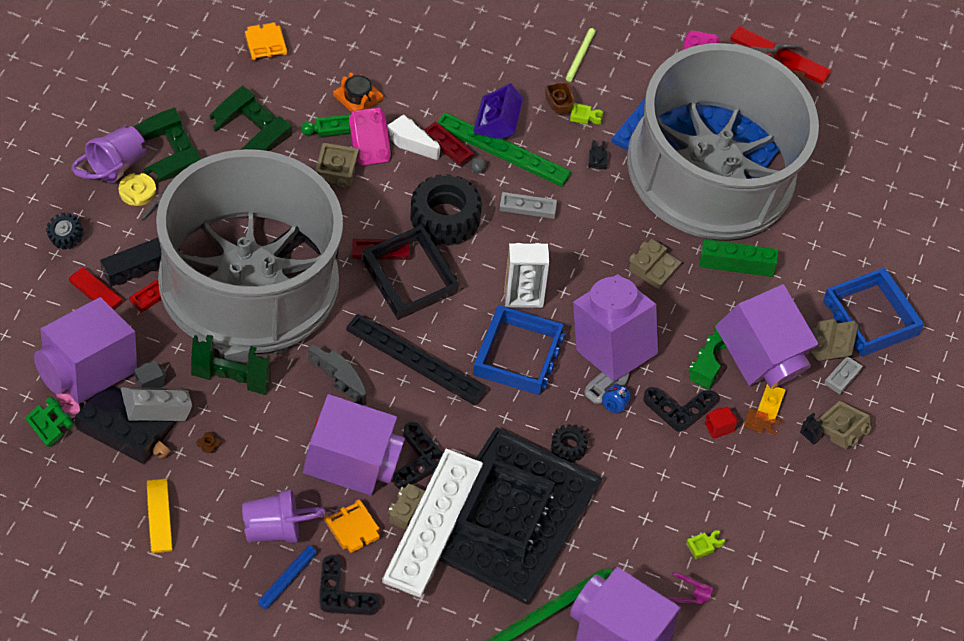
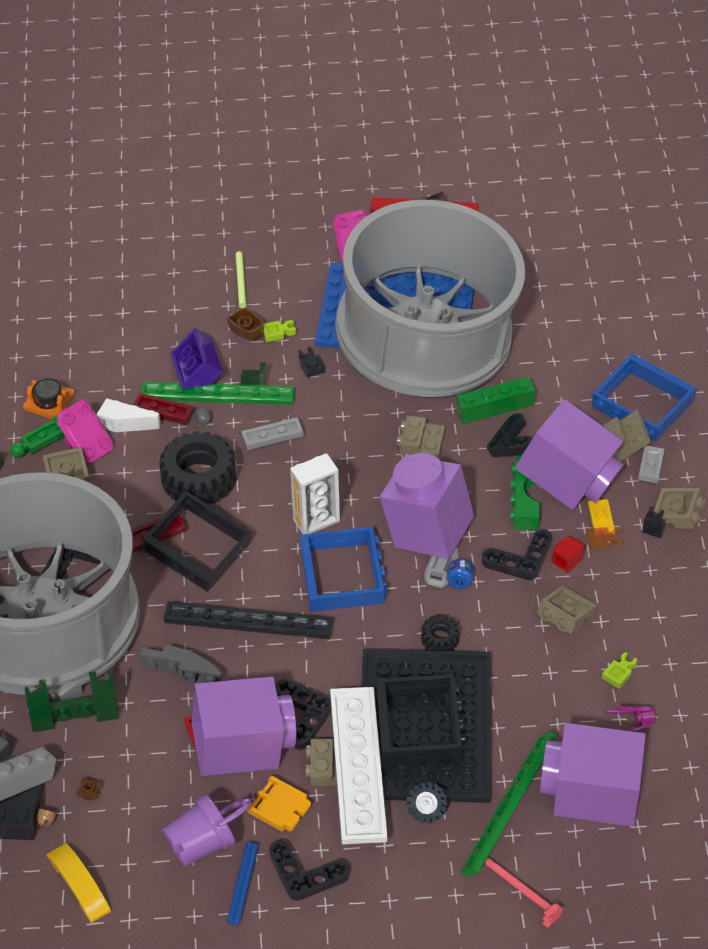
camera: 20 degrees left, 5 degrees down
(472, 580) = (427, 802): none -> black wheel
(542, 148) = (254, 377): none -> clear green tile
(689, 470) = (565, 609): none -> dark tan plate
(724, 299) = (505, 440): none -> black beam

